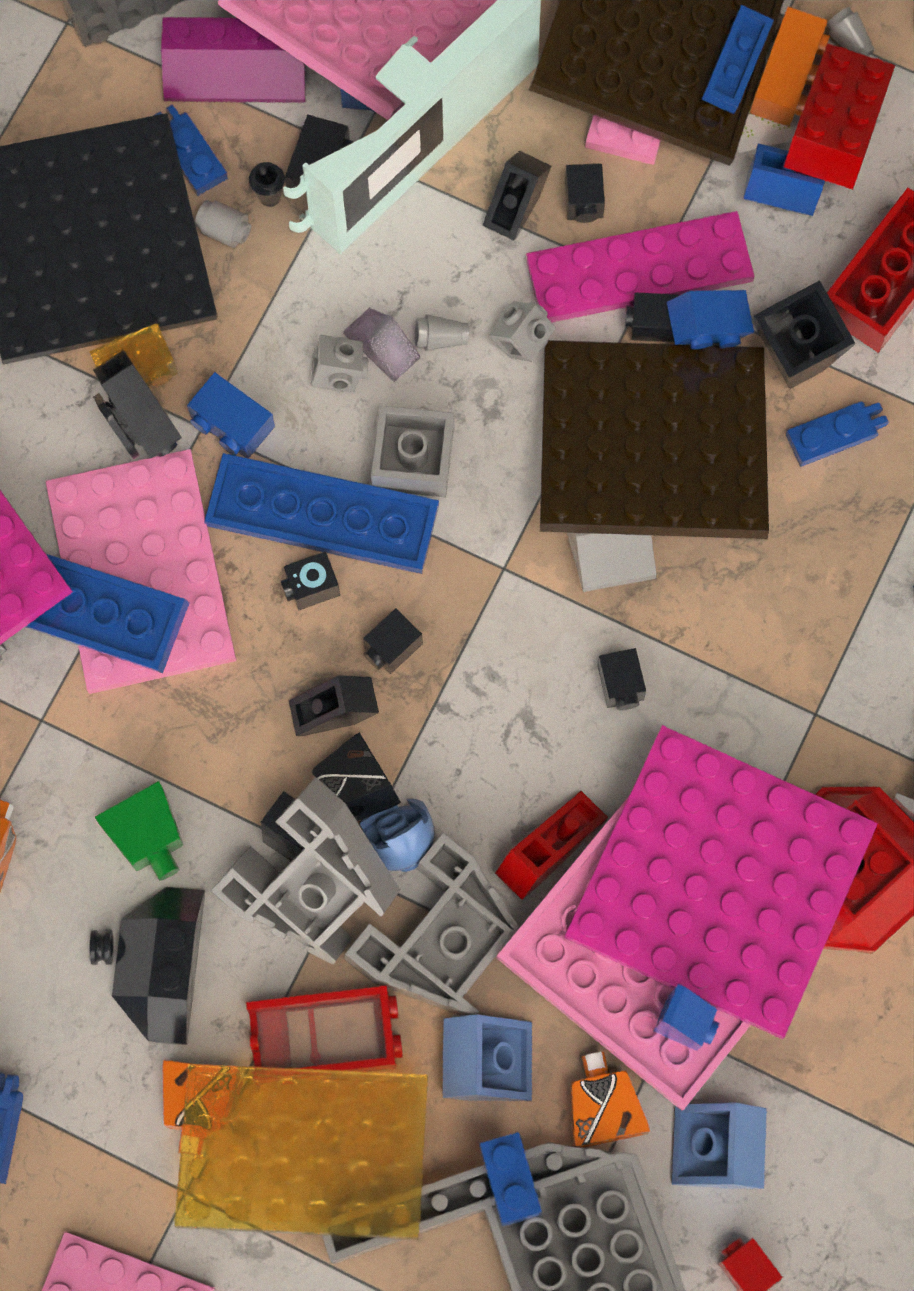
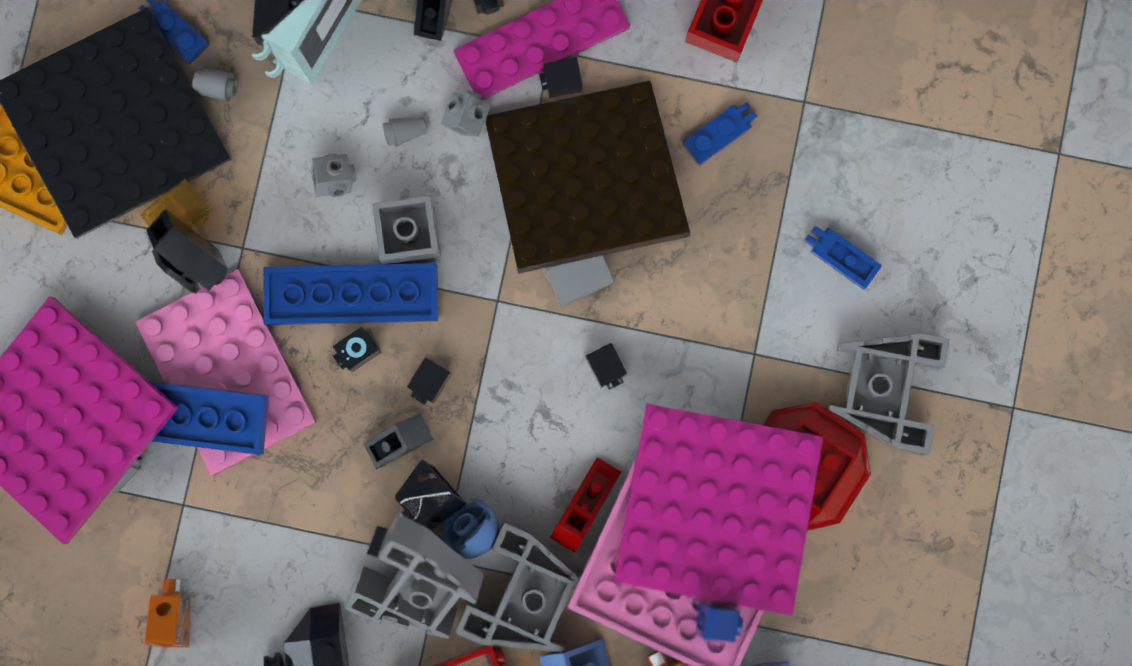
camera: 15 degrees left, 10 degrees up
(144, 830) = (282, 572): green torso -> none
(230, 416) = (261, 236): blue brick -> none
(267, 183) = (239, 44): black cone -> none
(383, 342) = (362, 148): slope -> none
(710, 318) = (605, 69): blue brick -> none
(803, 334) = (679, 64): black slope -> none

